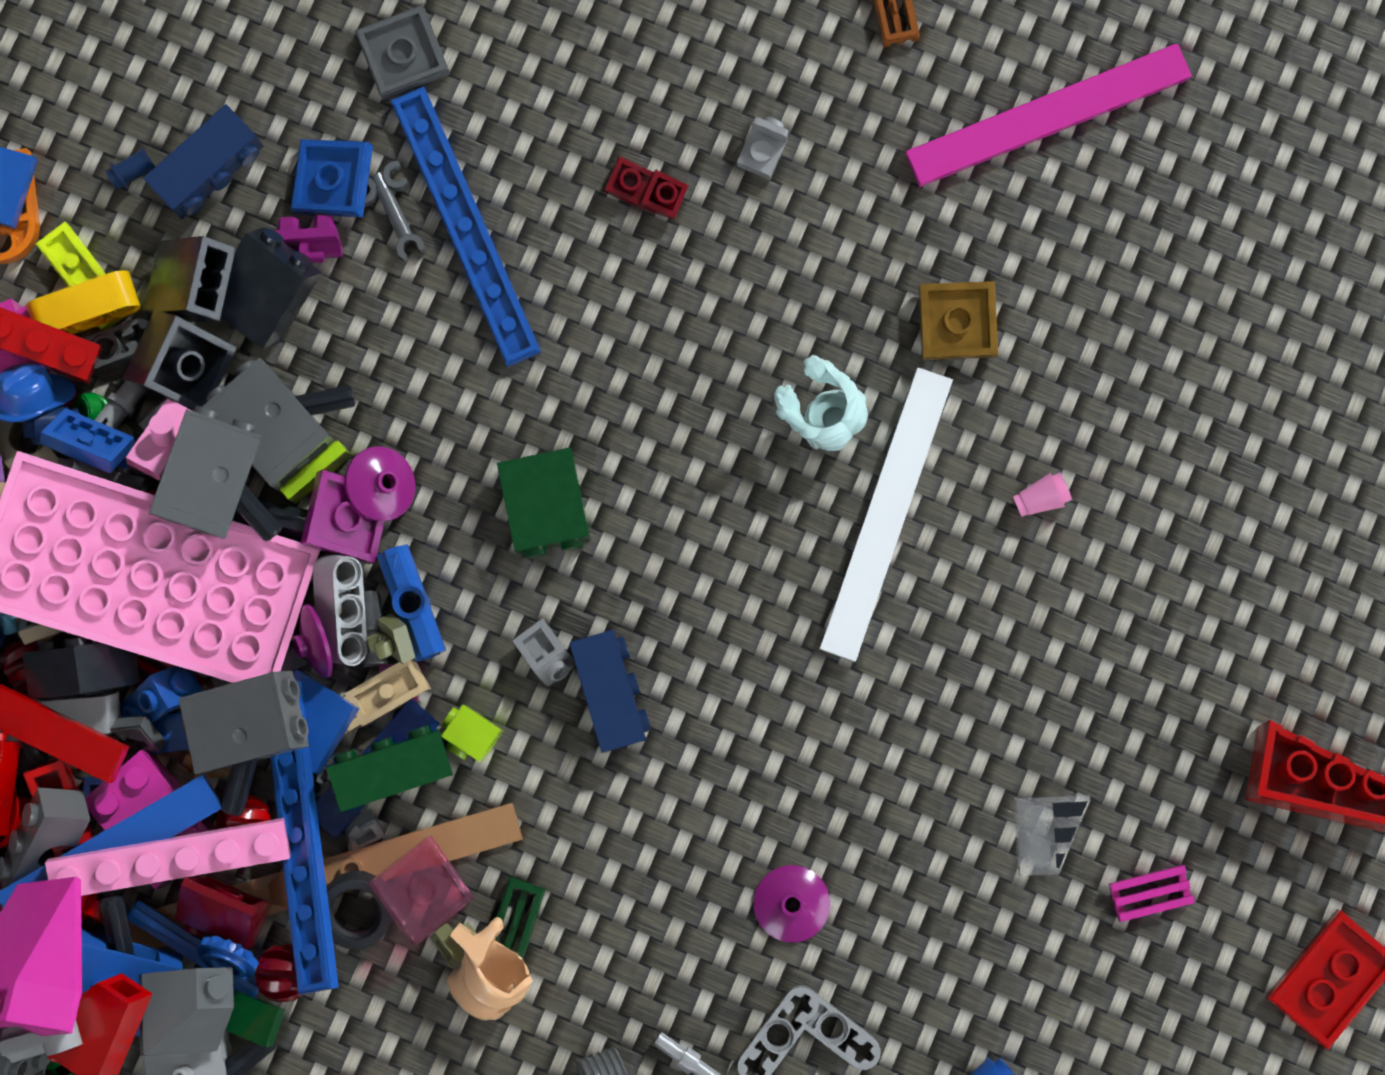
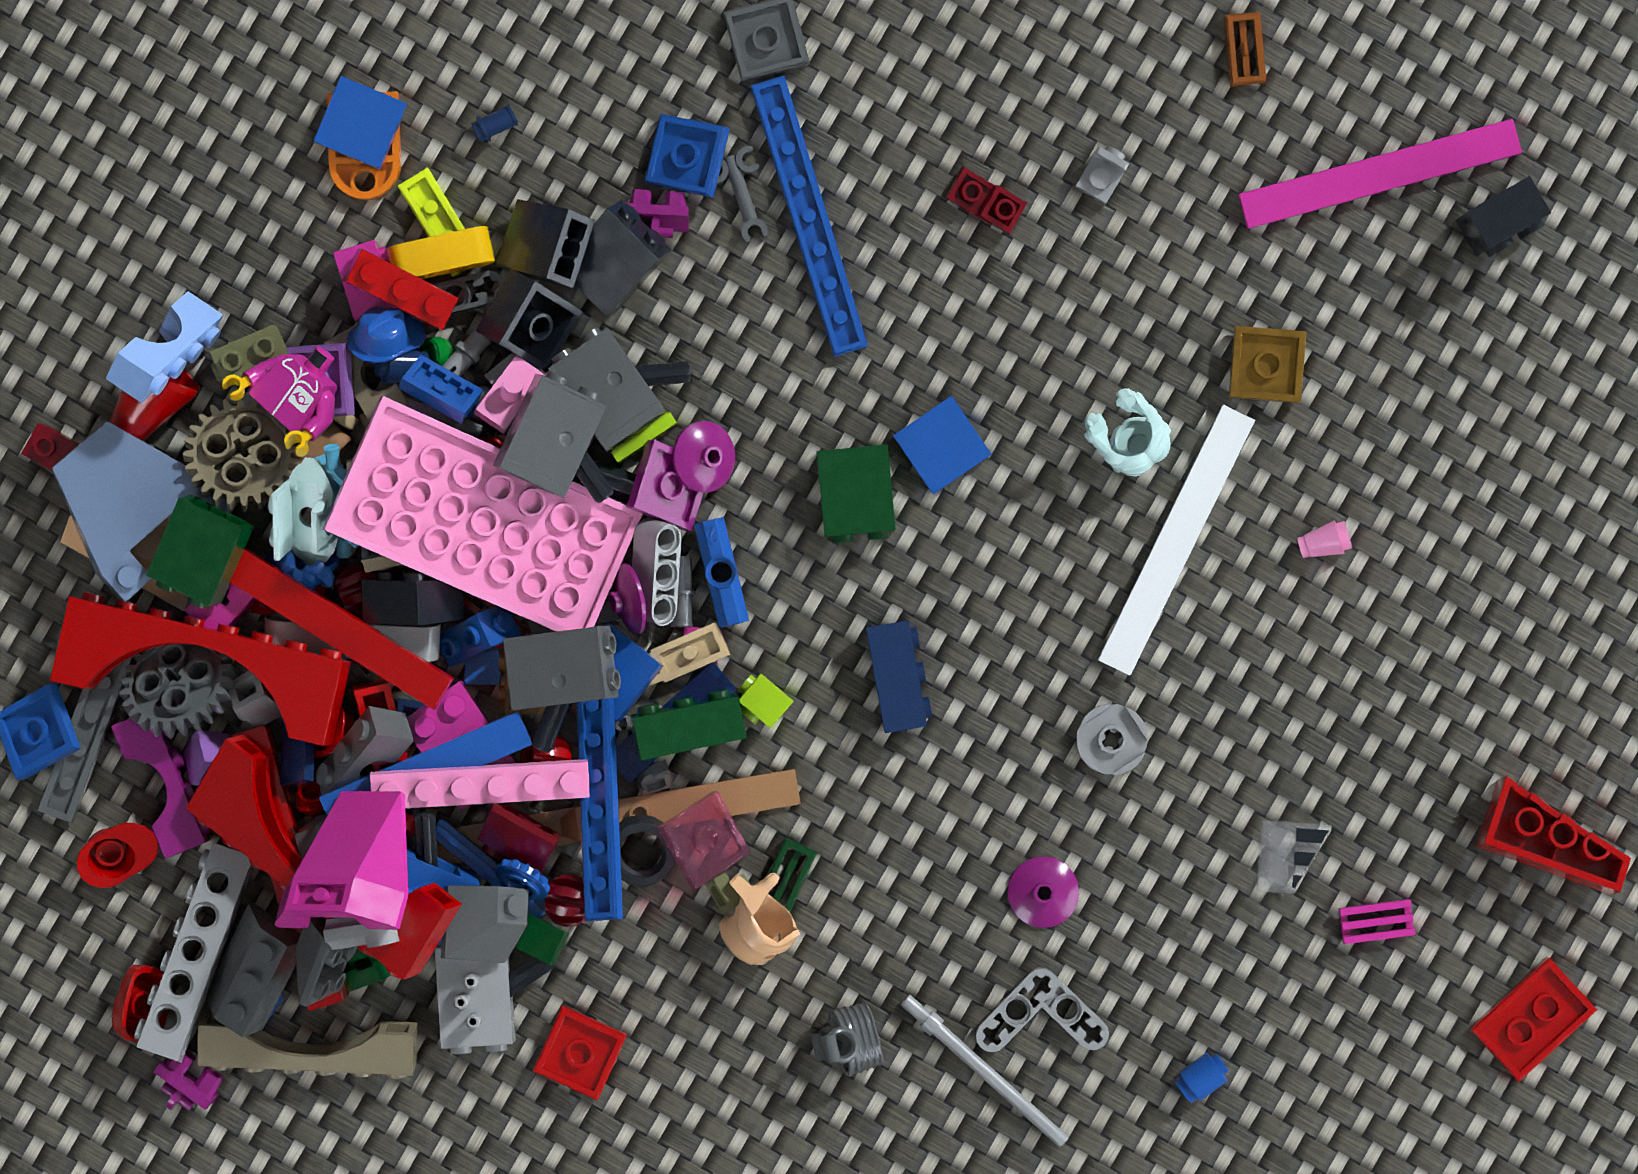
camera: 10 degrees right, 5 degrees up
(141, 730) = (457, 661): dark grey tile -> none
(204, 162) = (567, 127): dark blue brick -> none
(392, 640) = (701, 605): olive tile -> none
(544, 653) = (840, 633): light grey bracket -> none
(629, 444) = (942, 445): none -> blue tile
(847, 709) = (1107, 759): none -> light grey plate
(1184, 139) = (1509, 213): none -> black brick

